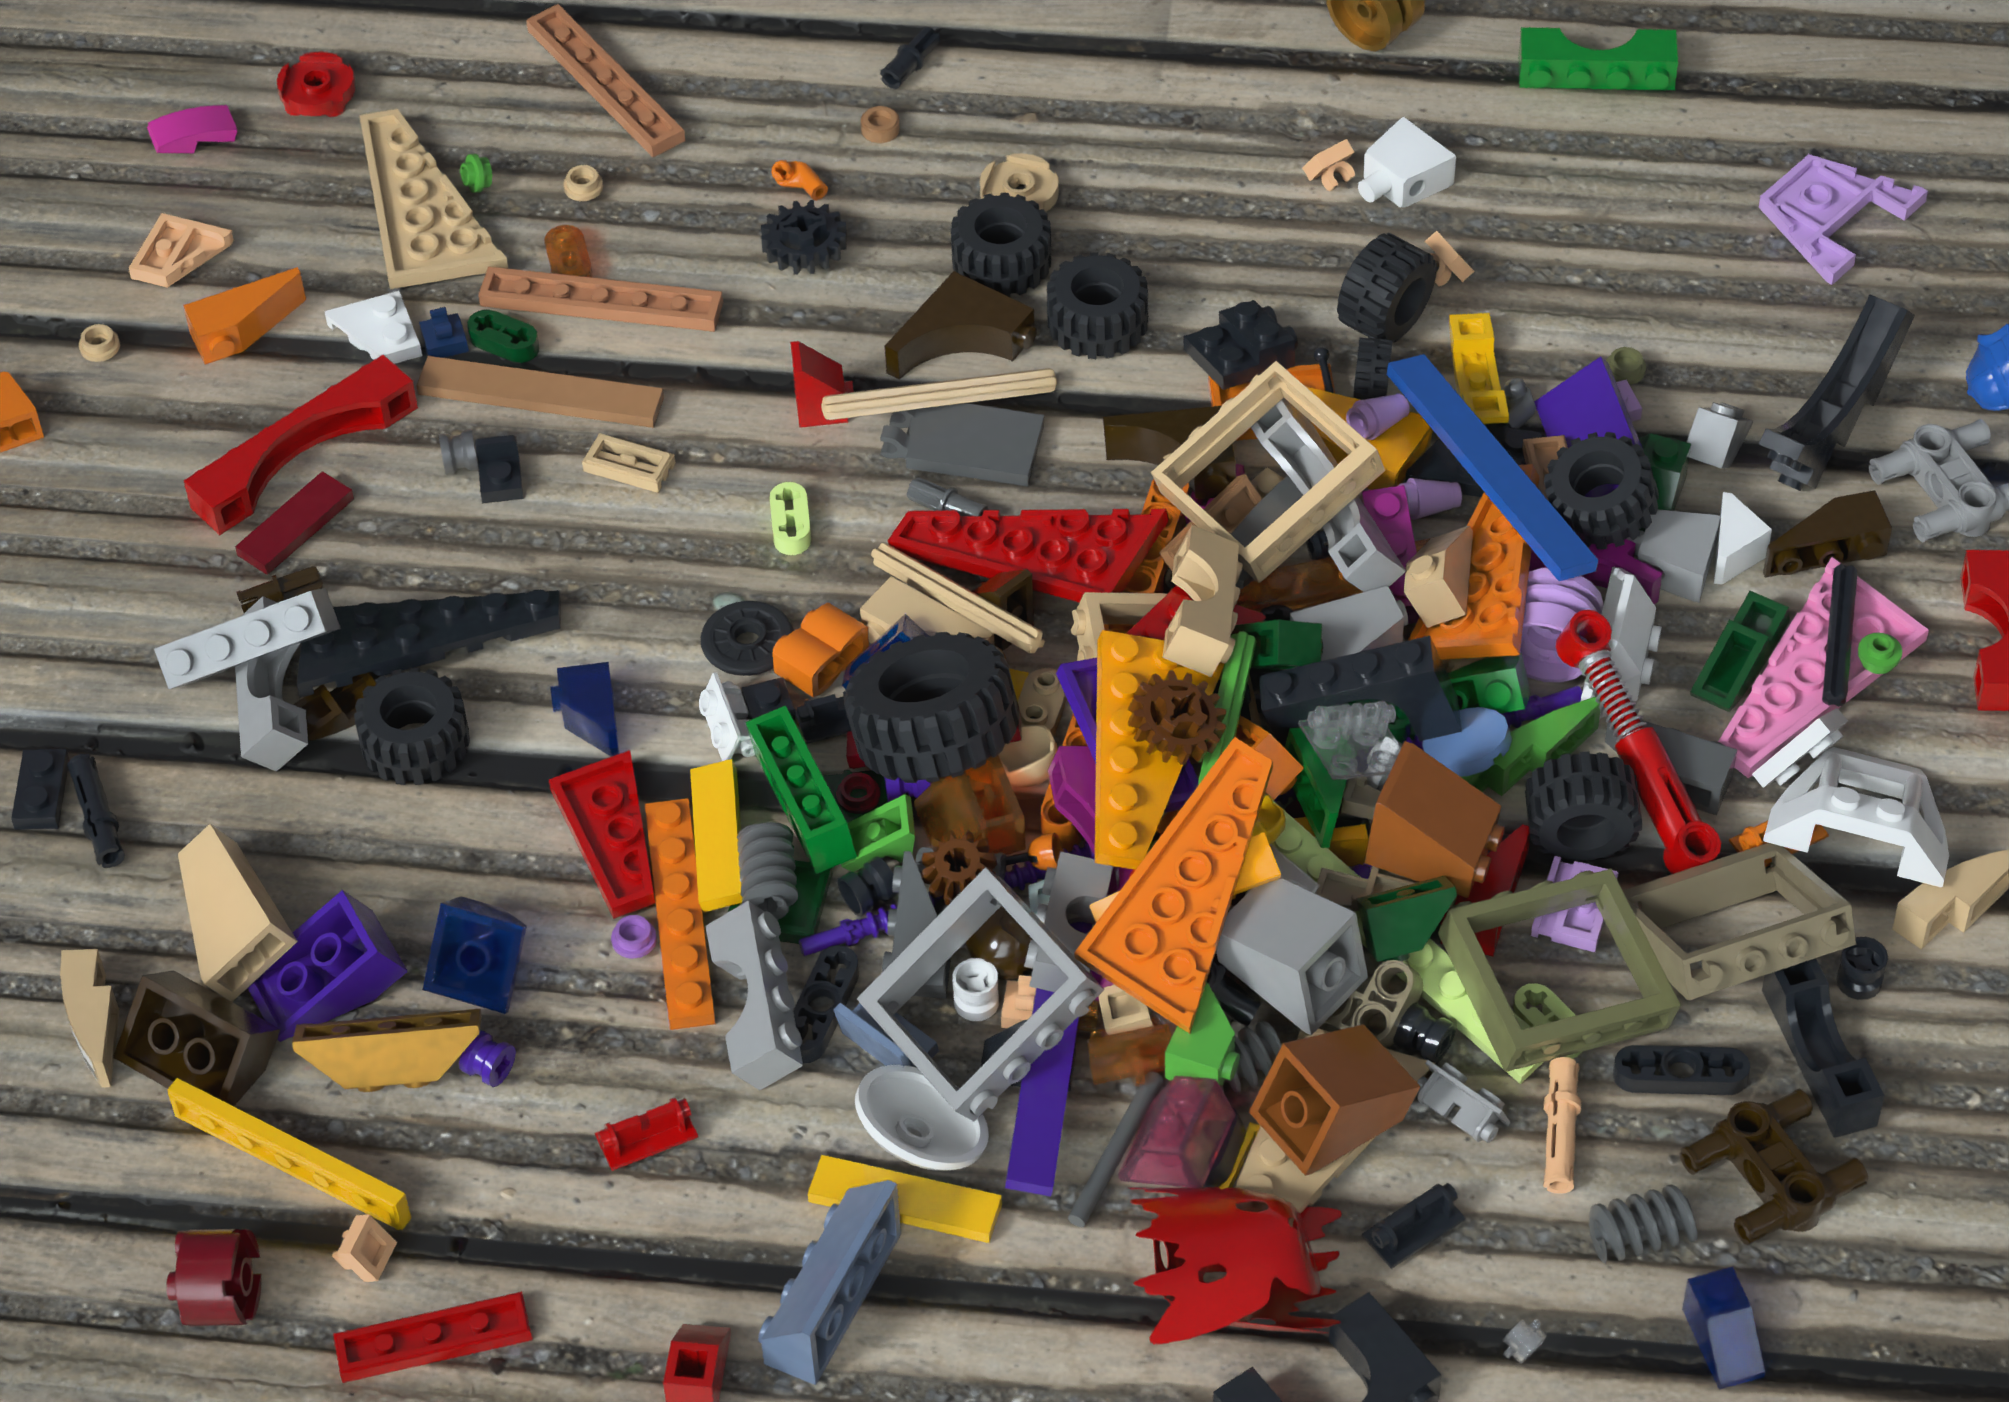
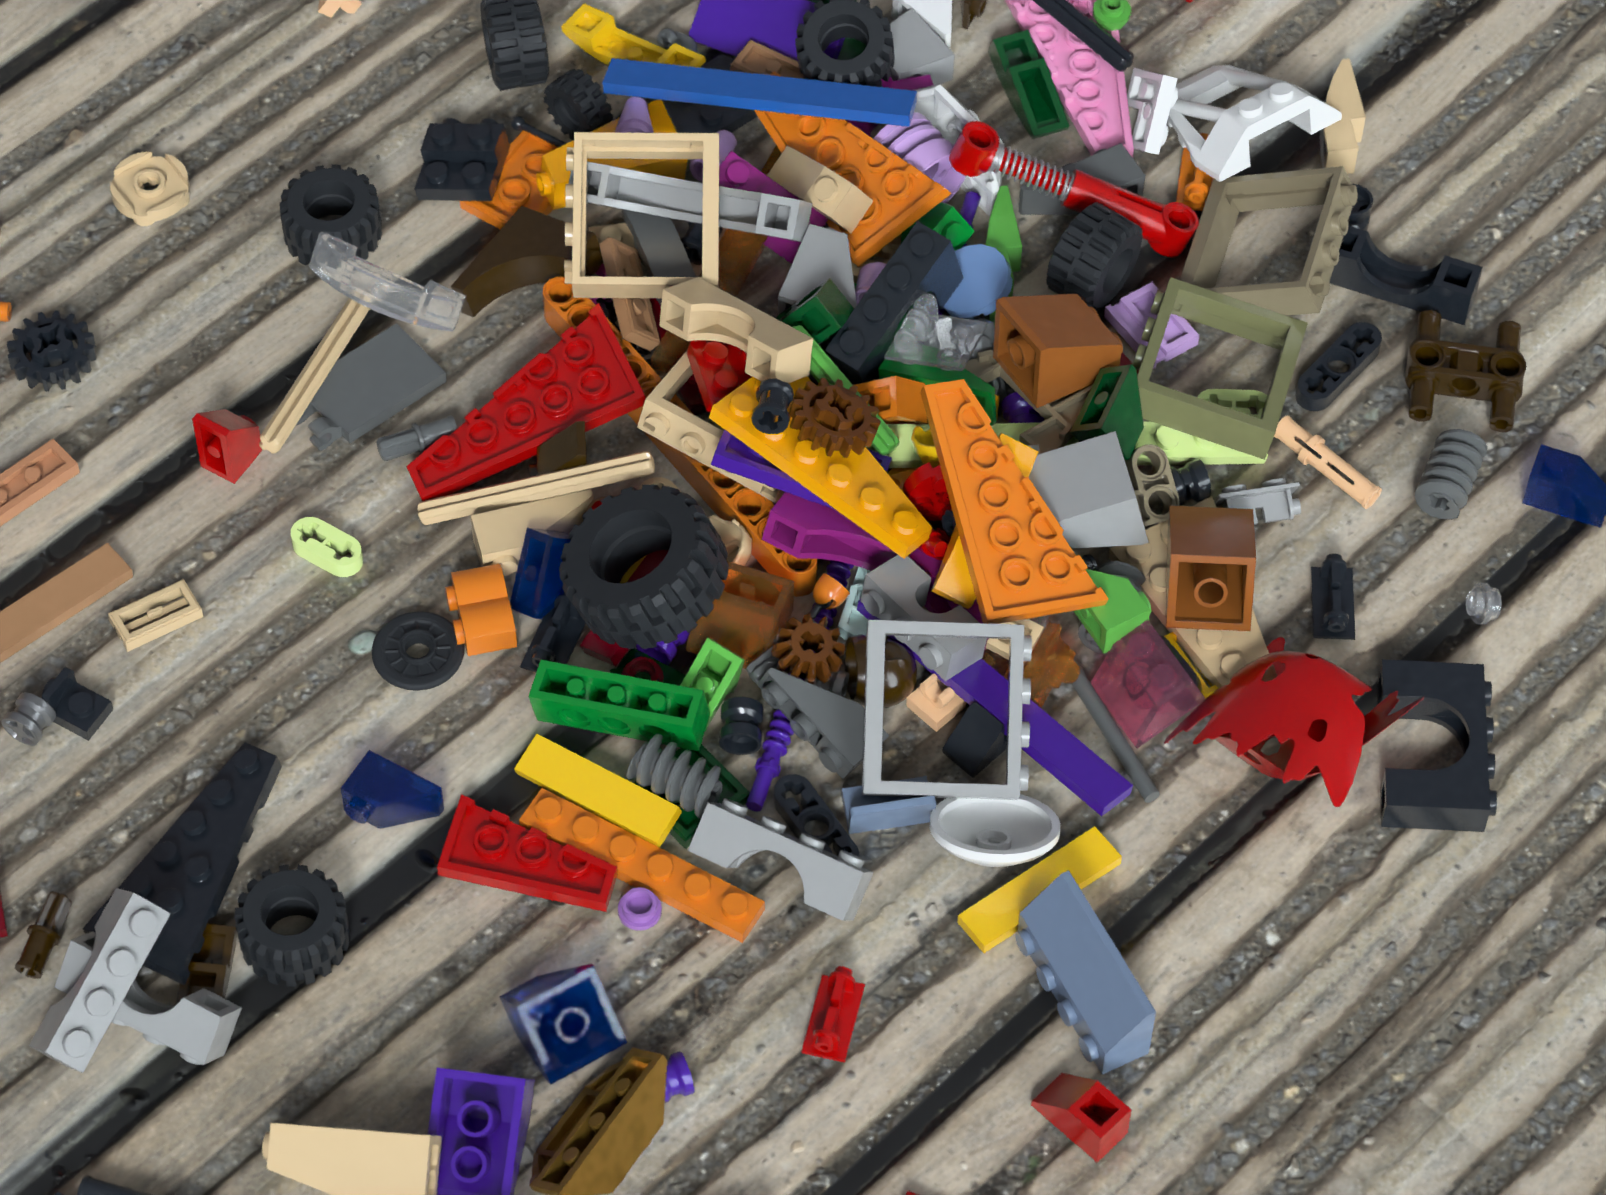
camera: 55 degrees left, 5 degrees up
(726, 717) = (488, 717): white hinge -> none
(766, 697) = (500, 680): black plate -> none
(961, 319) = (253, 304): dark brown arch -> none
(975, 989) = (901, 720): white wheel -> none
(1002, 243) = (204, 210): black tyre -> none
(1071, 417) = (383, 290): none -> clear slope
(1132, 663) = (770, 407): none -> black bush

